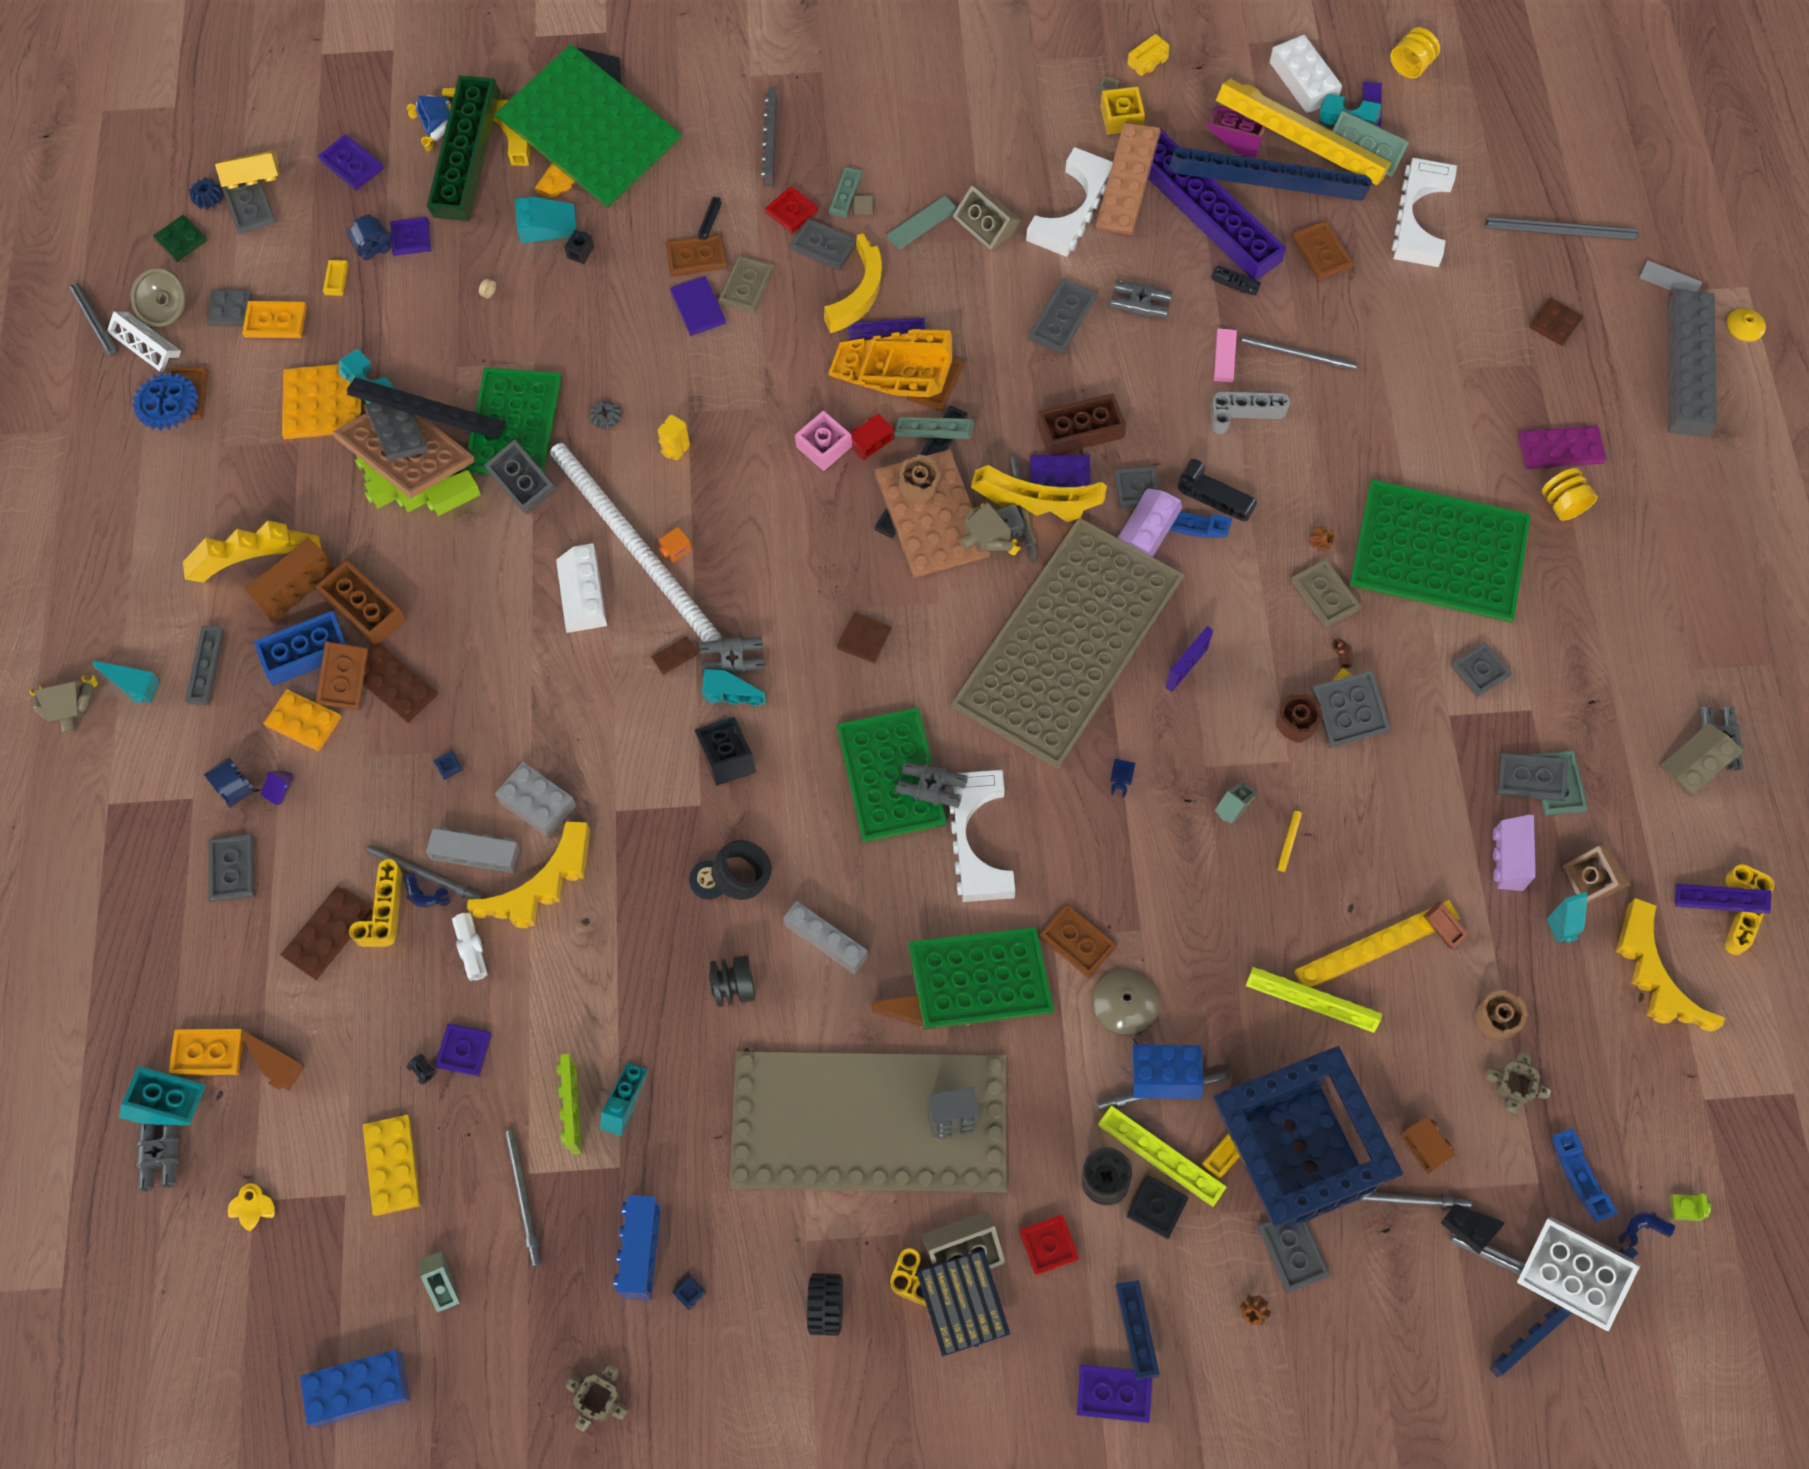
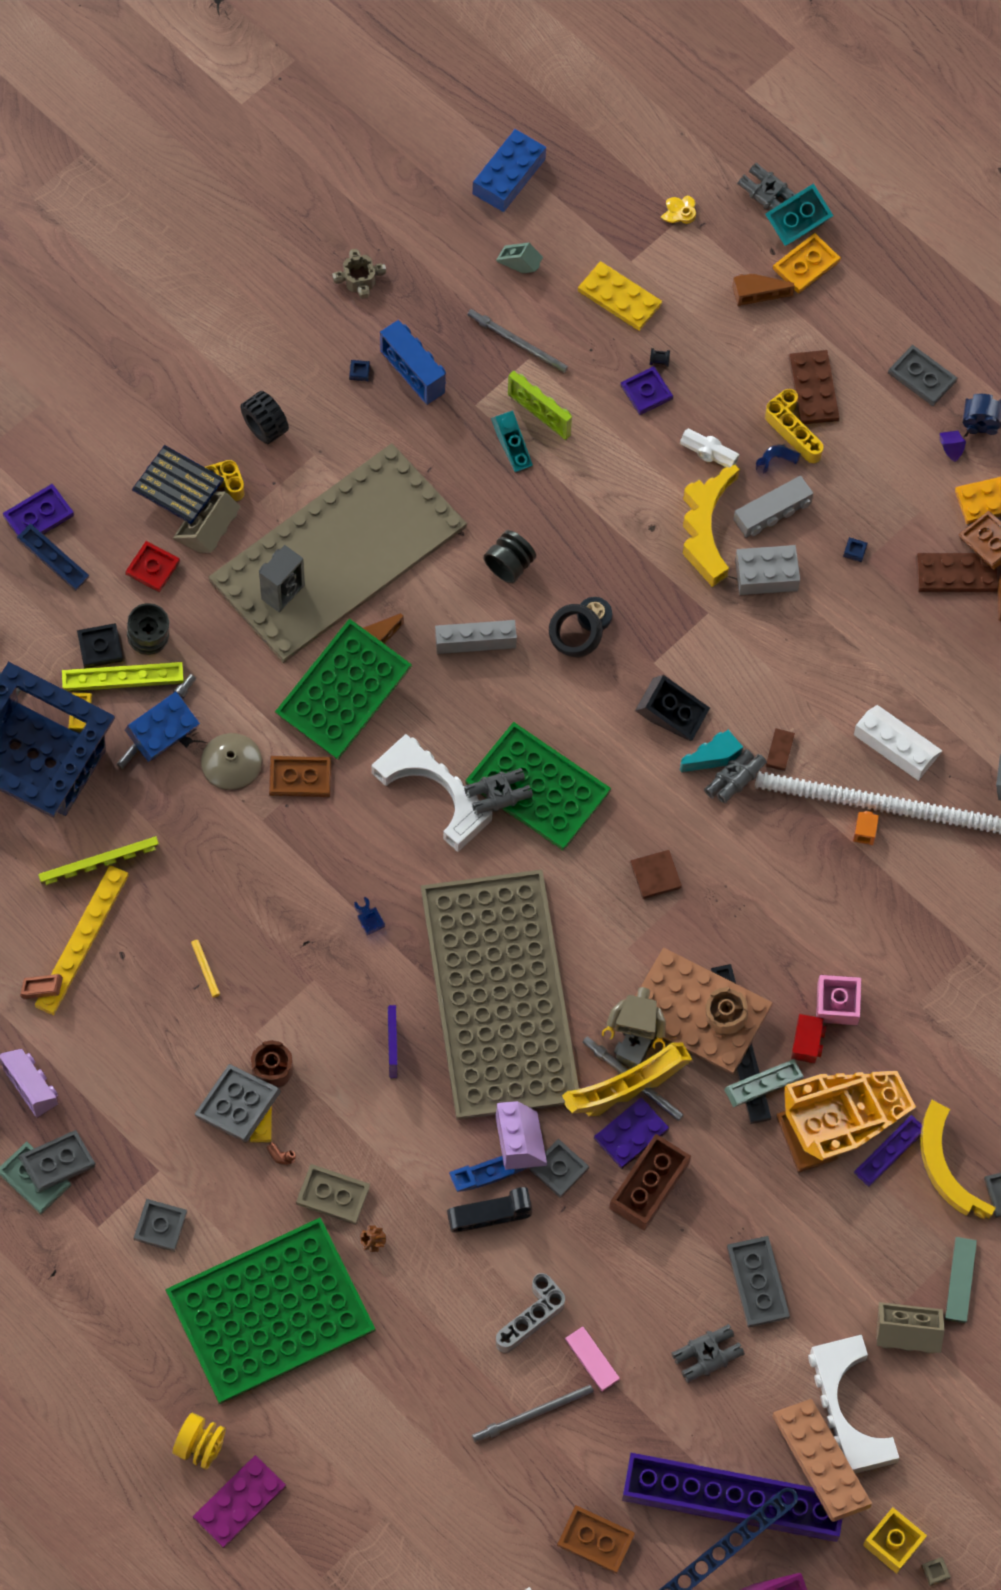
camera: 135 degrees right, 0 degrees up
(460, 889) = (755, 478): flat silver bar -> none
(673, 438) = (953, 904): yellow brick -> none
(1235, 280) = (644, 1441): black hinge -> none
(1235, 802) = (267, 964): sand green slope -> none

